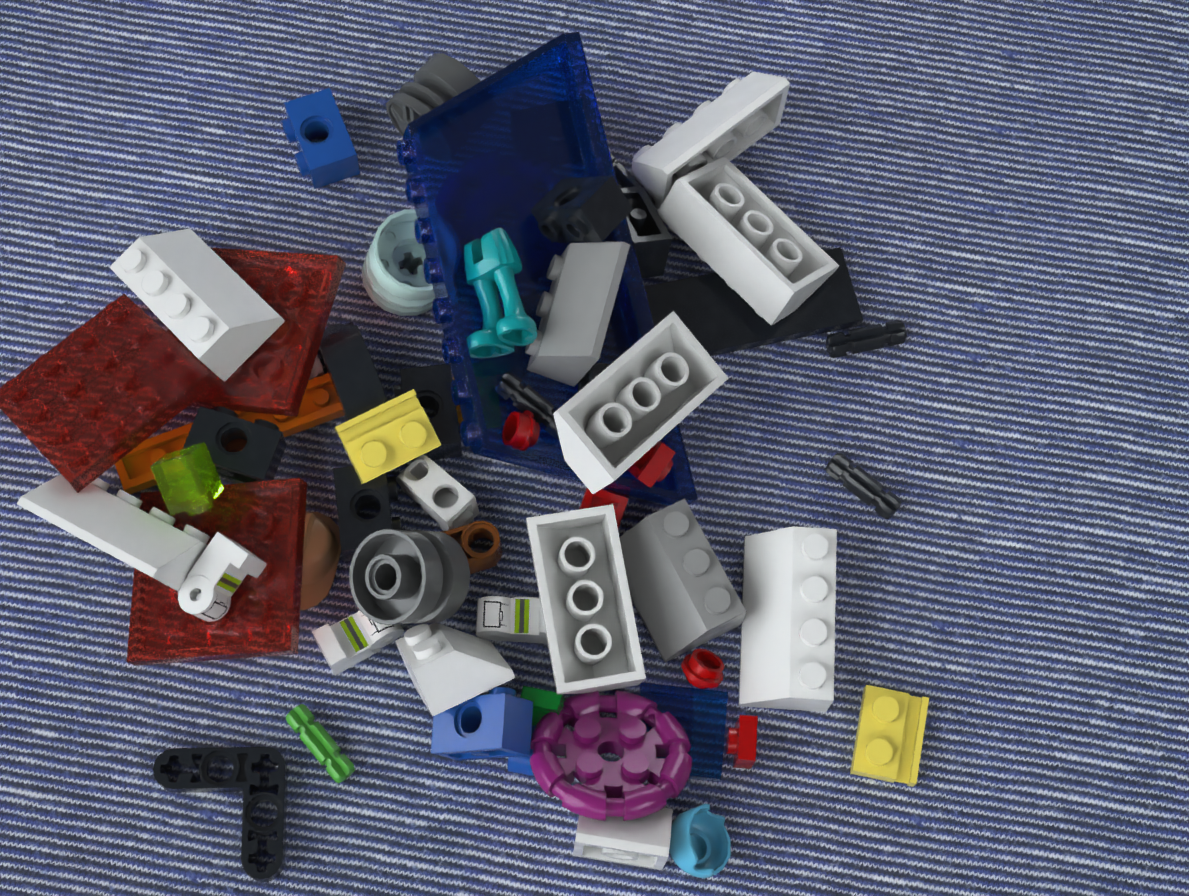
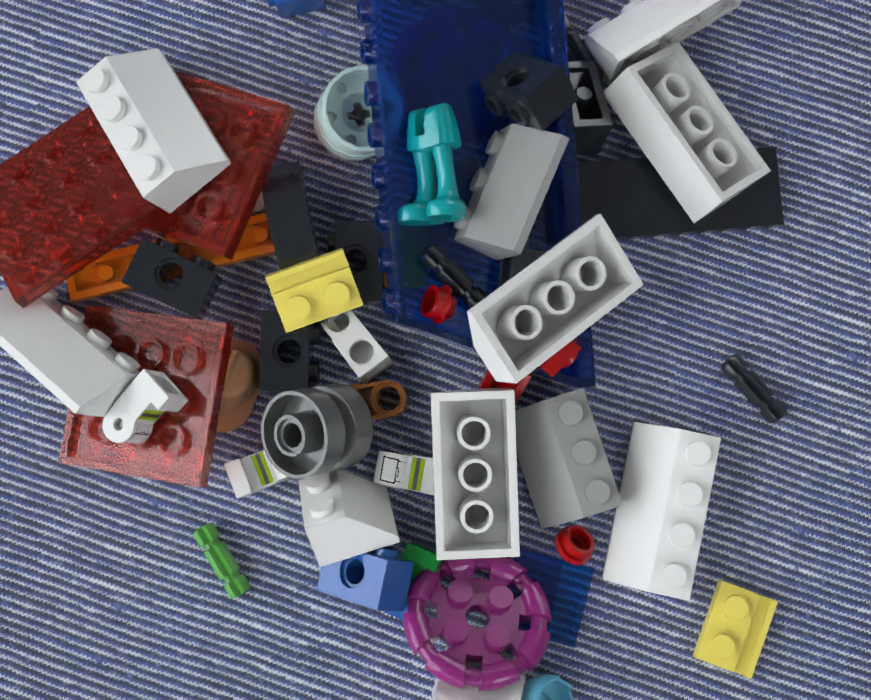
camera: 20 degrees right, 15 degrees up
(187, 480) = (123, 310): clear neon green brick -> none
(242, 780) = (151, 583): black beam -> none
(743, 741) = (600, 618): red plate -> none
(866, 338) = (783, 243): black axle -> none

